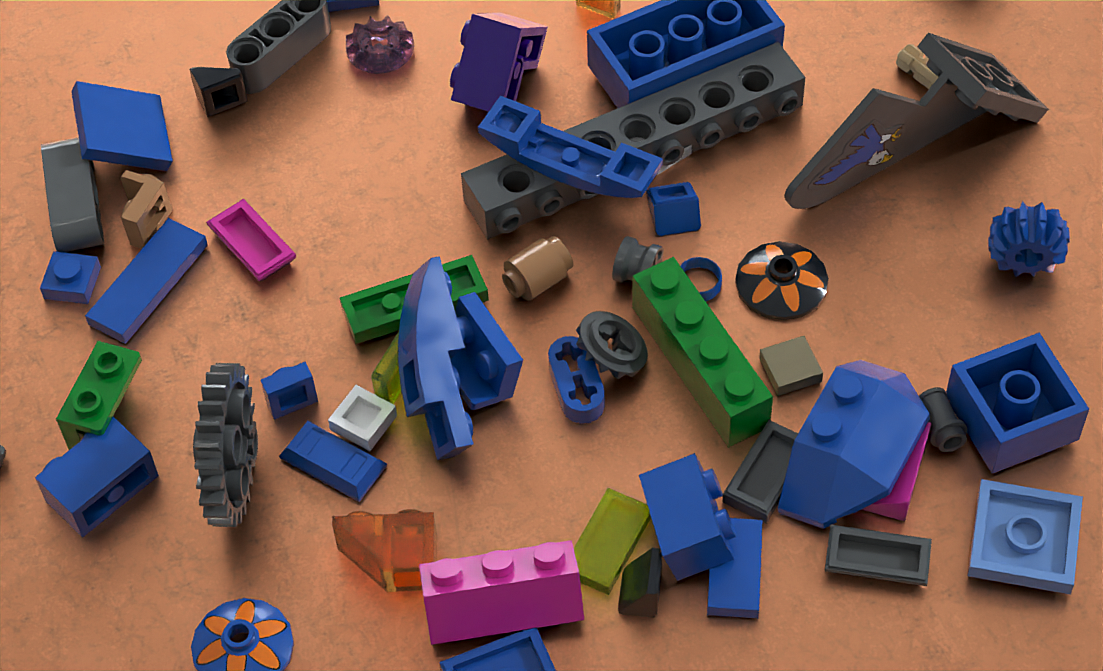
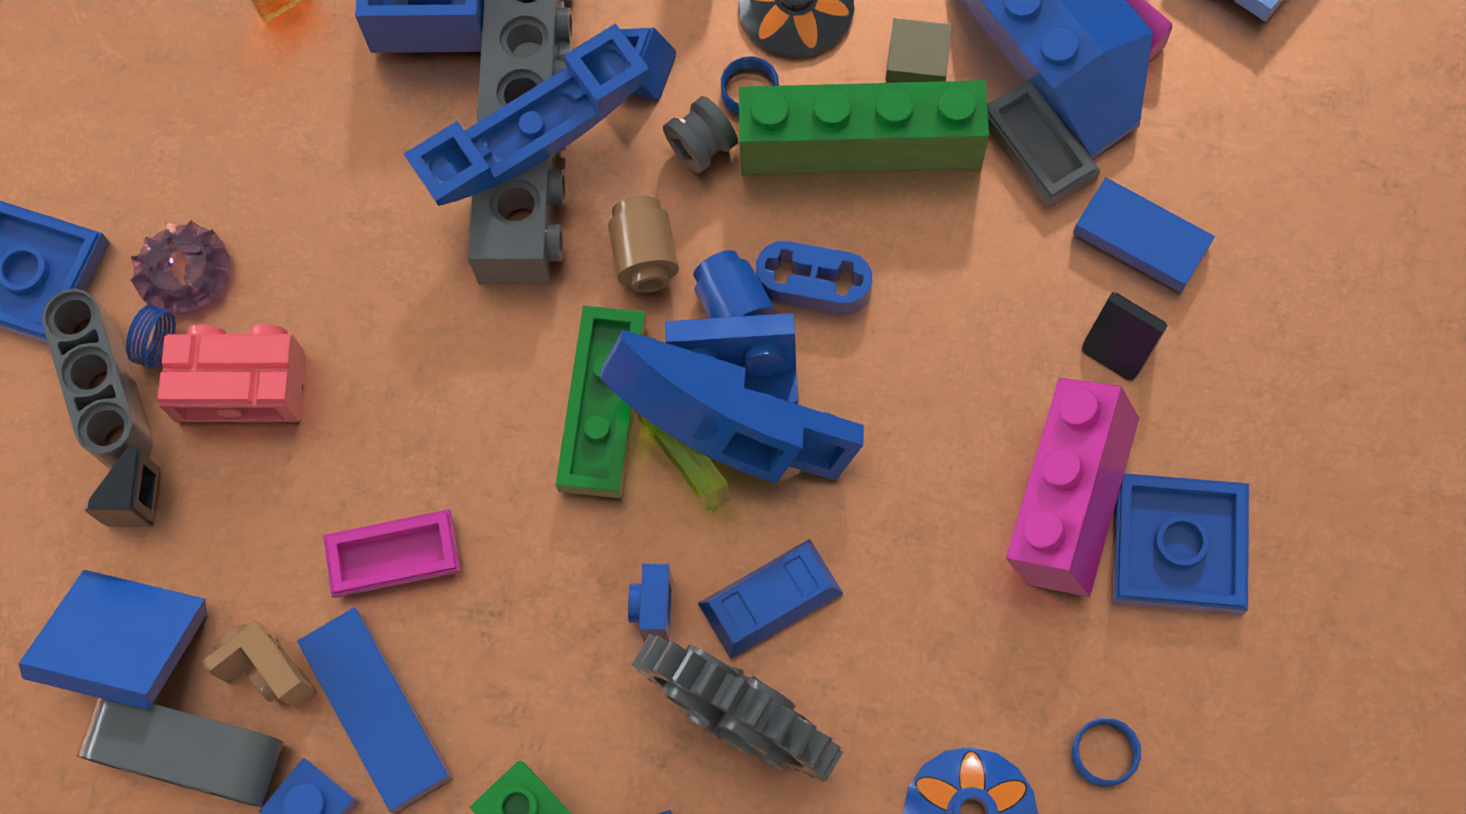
camera: 60 degrees left, 15 degrees up
(320, 102) = (232, 375): none -> coral brick
(336, 40) = (158, 321): none -> blue axle
(362, 417) = (739, 535): white plate -> none
(388, 545) = (948, 580): clear orange slope -> none
(494, 58) = (311, 128): dark purple brick -> none
(534, 332) = (730, 287): none -> blue brick
(610, 539) = (1039, 341): clear neon green tile -> none
(628, 349) = (785, 210): dark grey gear -> none
(686, 516) = (1075, 243): blue brick -> none
(878, 555) = (1202, 90): dark grey tile -> none

